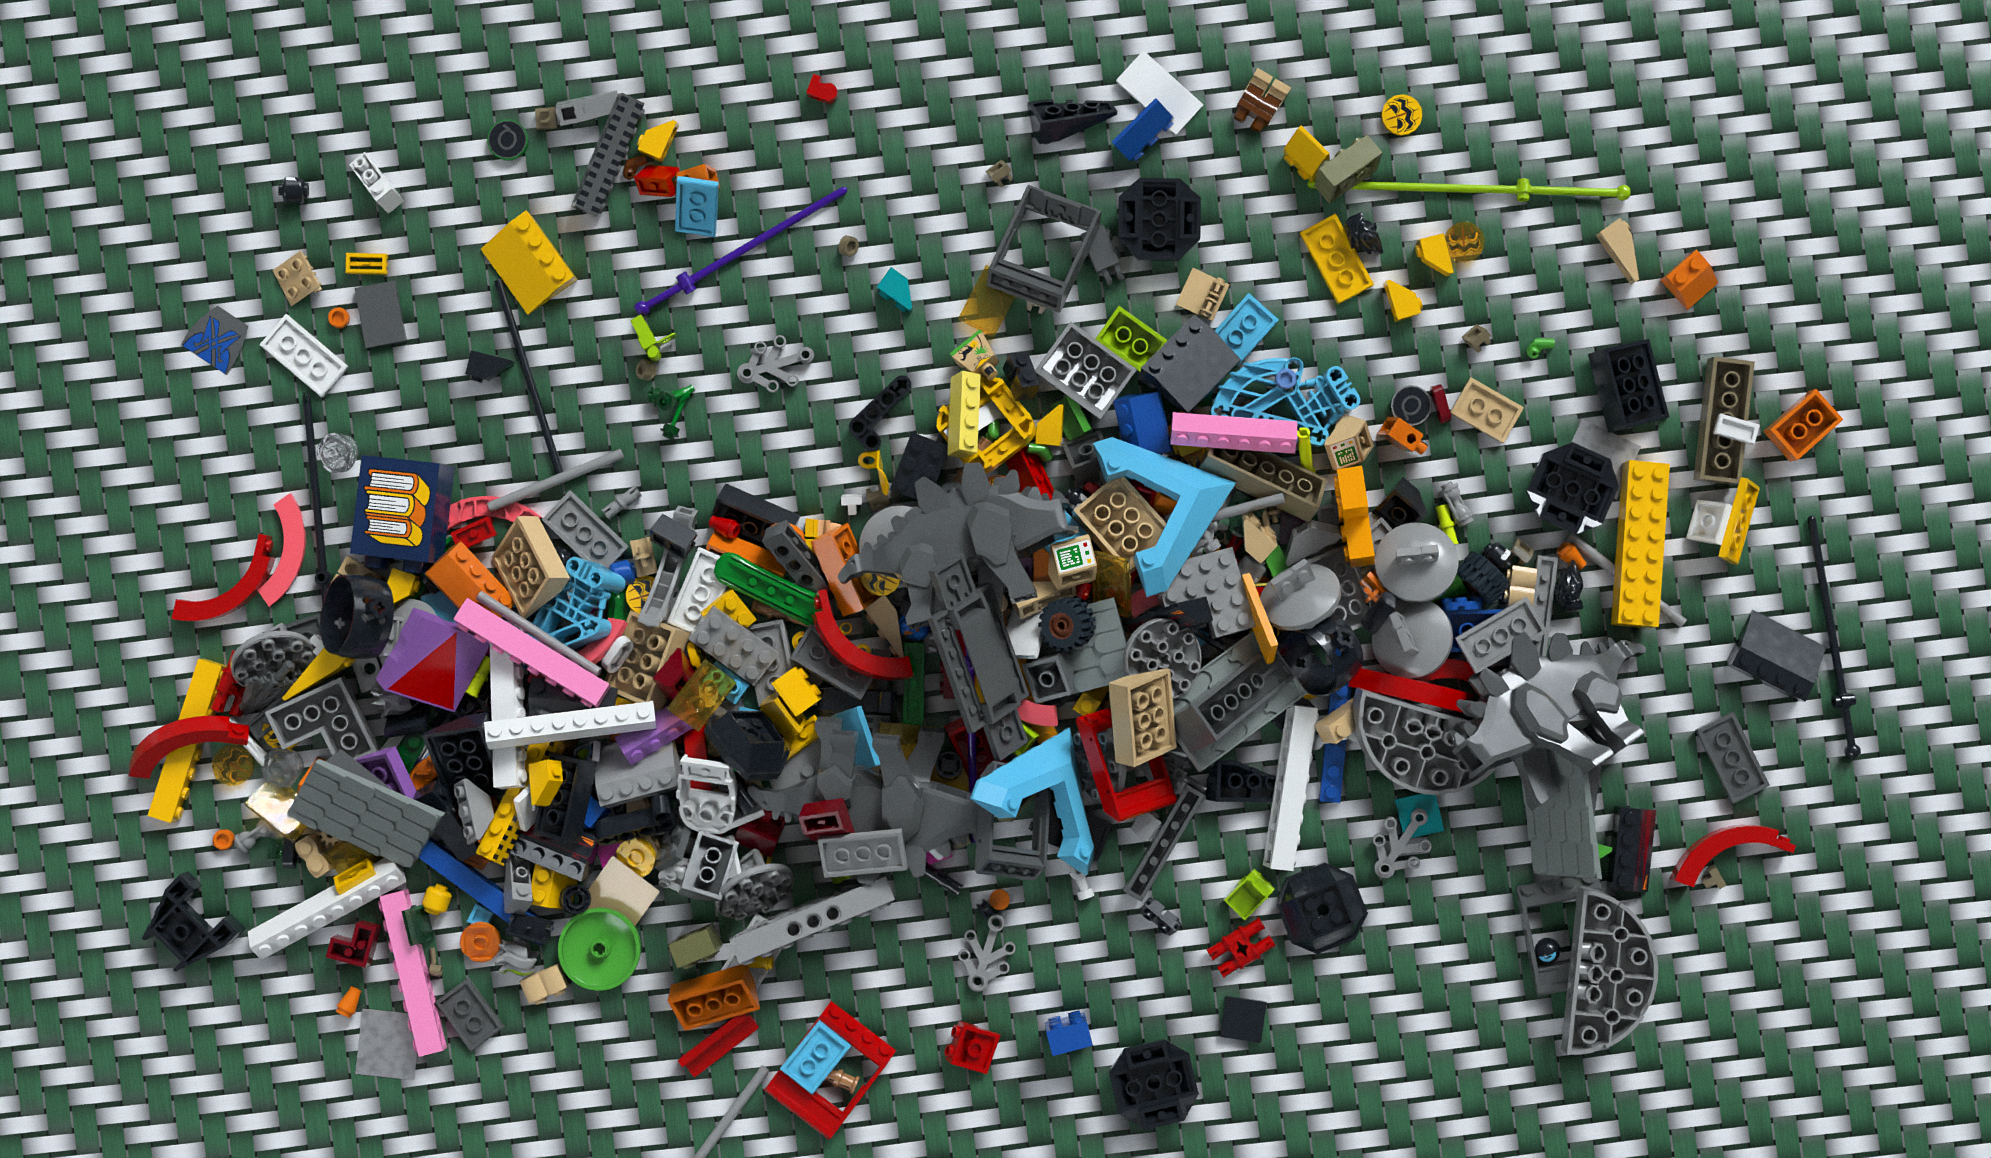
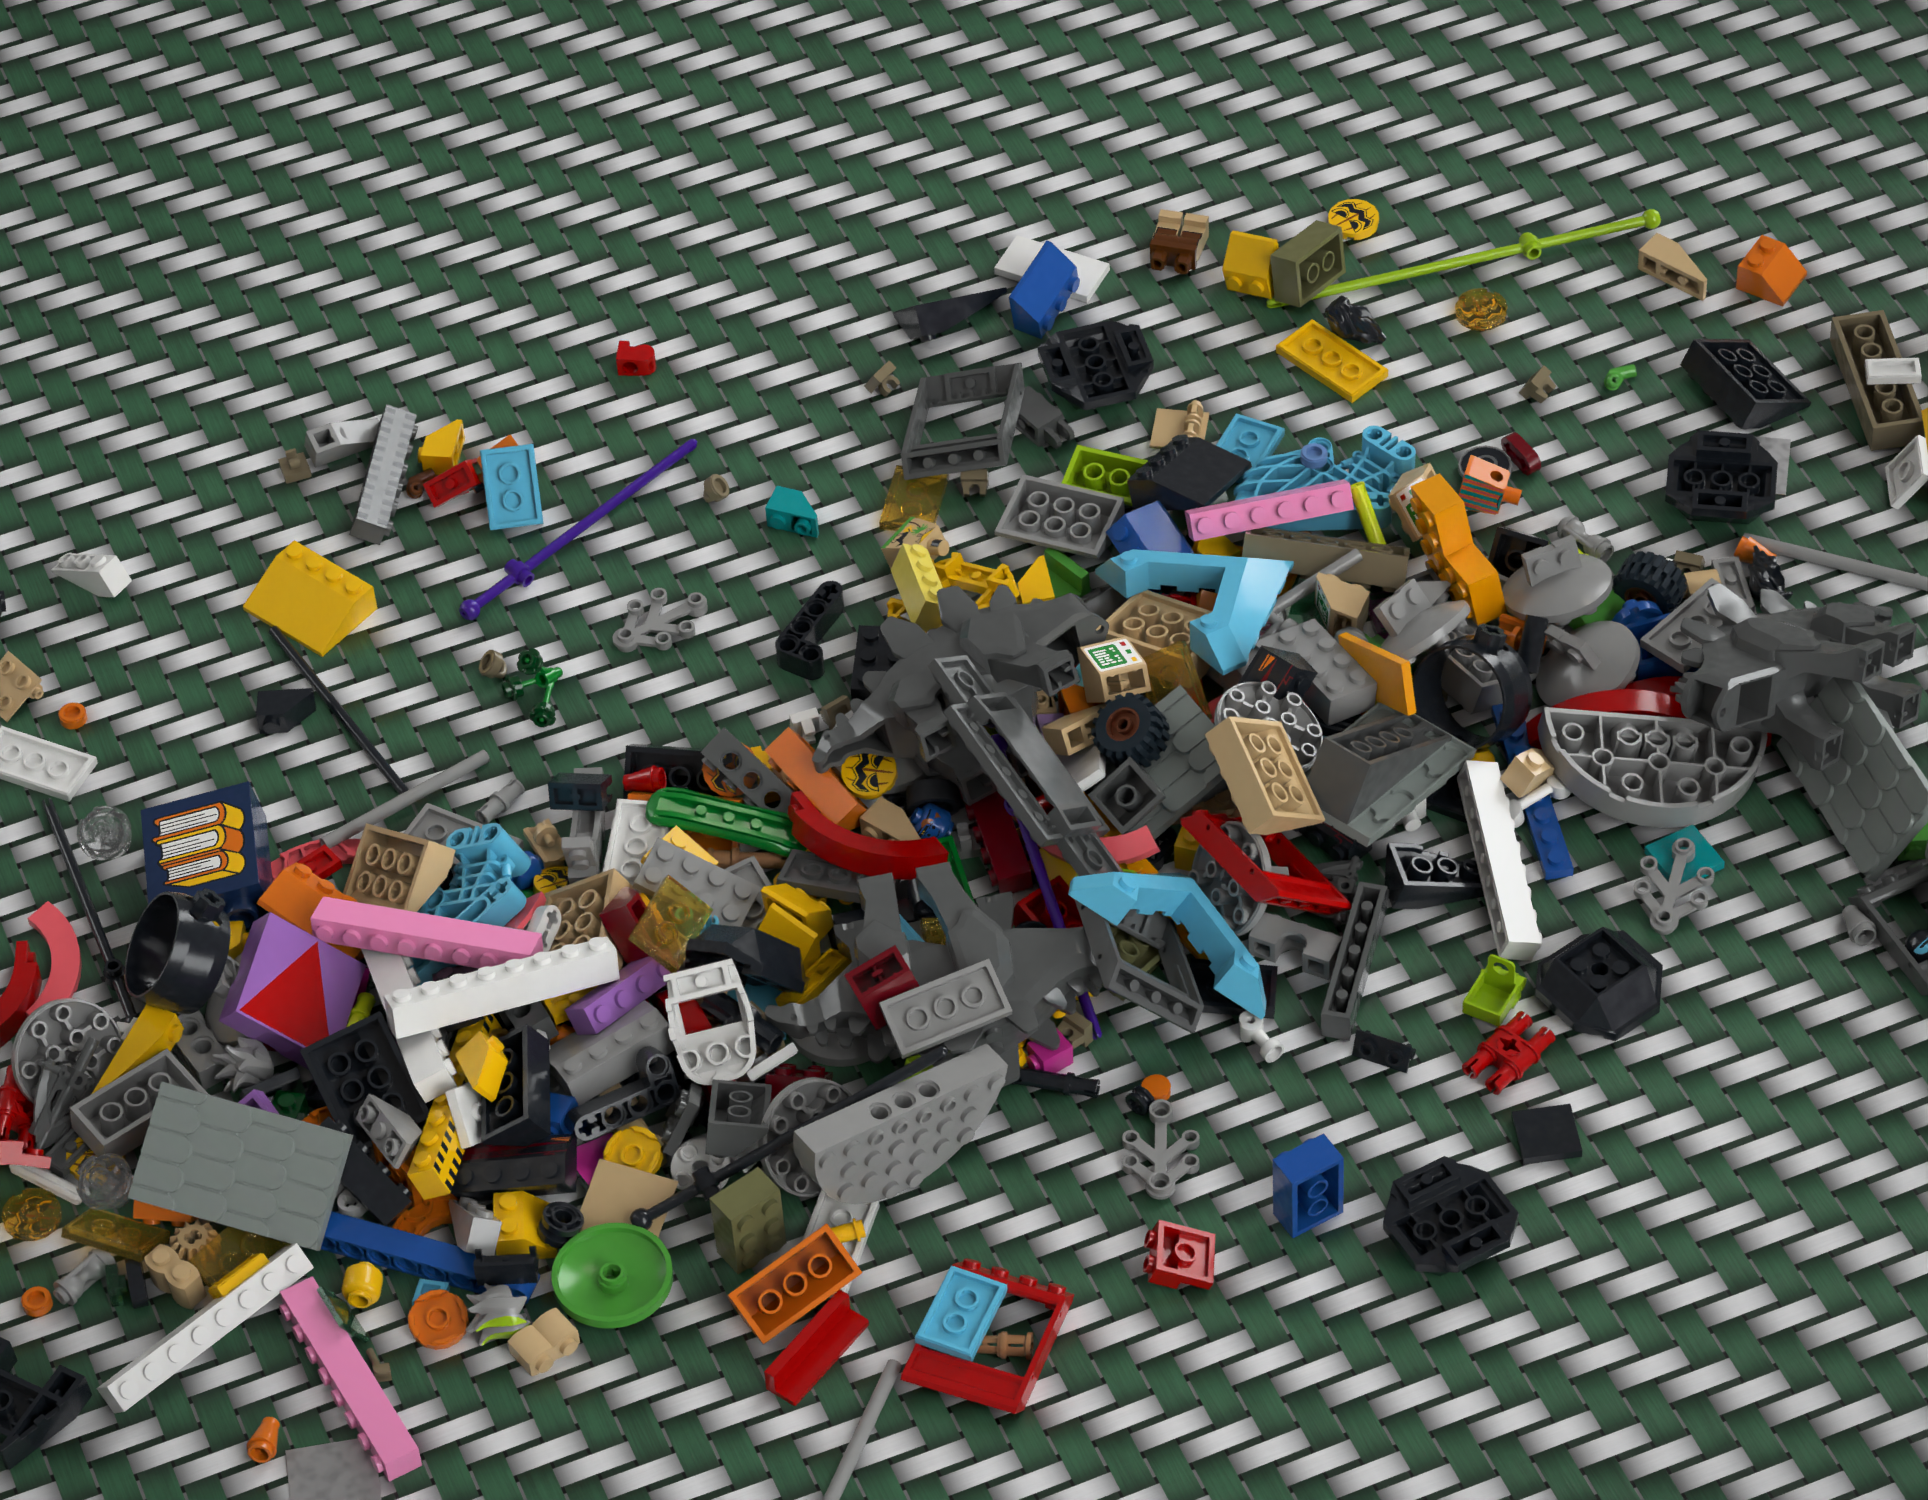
camera: 15 degrees left, 40 degrees down
(358, 949) = (260, 1366): dark red brick -> none
(380, 314) = (127, 698): dark grey tile -> none
(384, 264) = (97, 655): yellow tile -> none
(469, 1014) = (446, 1413): dark grey tile -> none
(507, 140) = (251, 498): black tile -> none
(648, 340) = (487, 628): lime piece -> none
(676, 908) = (707, 1182): none -> black bar
(876, 464) = (832, 677): yellow piece -> none
(1021, 372) = (980, 543): black brick -> none
(1402, 301) = (1428, 373): yellow slope -> none
(1435, 253) = (1450, 323): yellow slope -> none
(1486, 410) = (1581, 446): tan plate -> none
(1512, 915) = (1859, 927): none -> light grey cone
(1640, 544) = (1834, 514): yellow brick -> none

